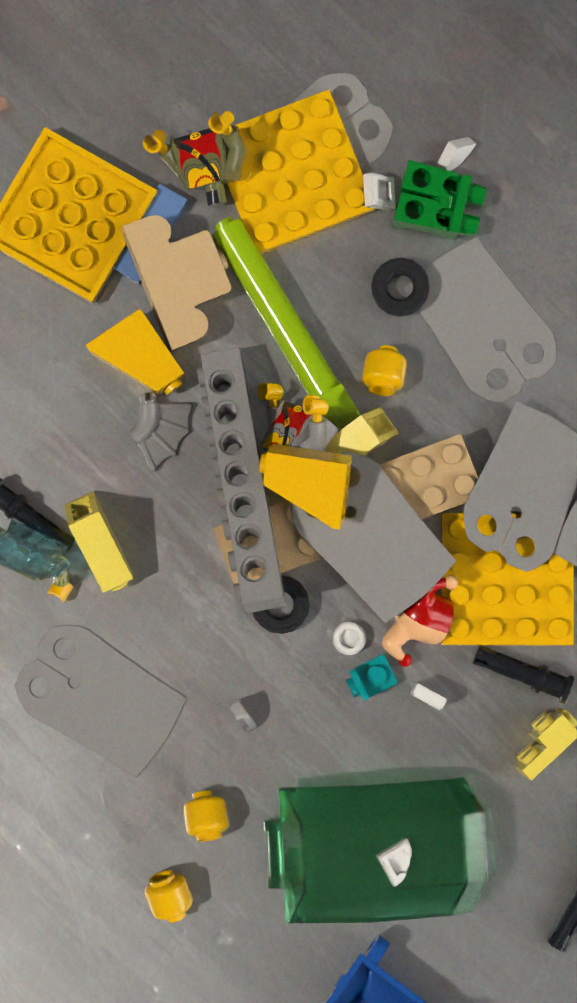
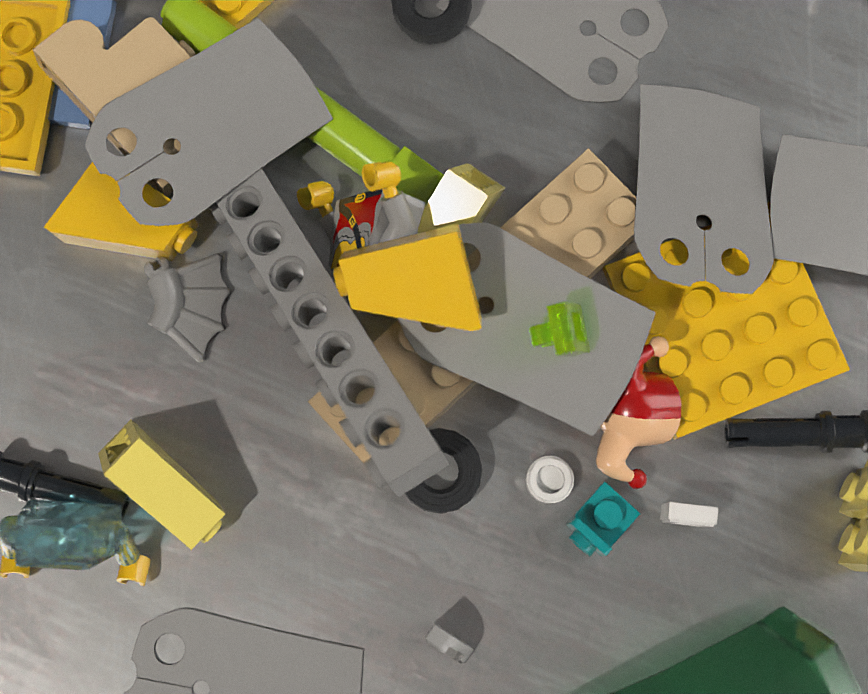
camera: 20 degrees left, 5 degrees down
(236, 317) = (226, 108): none -> light grey piece
(384, 370) = (454, 112): yellow head -> none
(392, 550) = (564, 330): none -> clear neon green tile

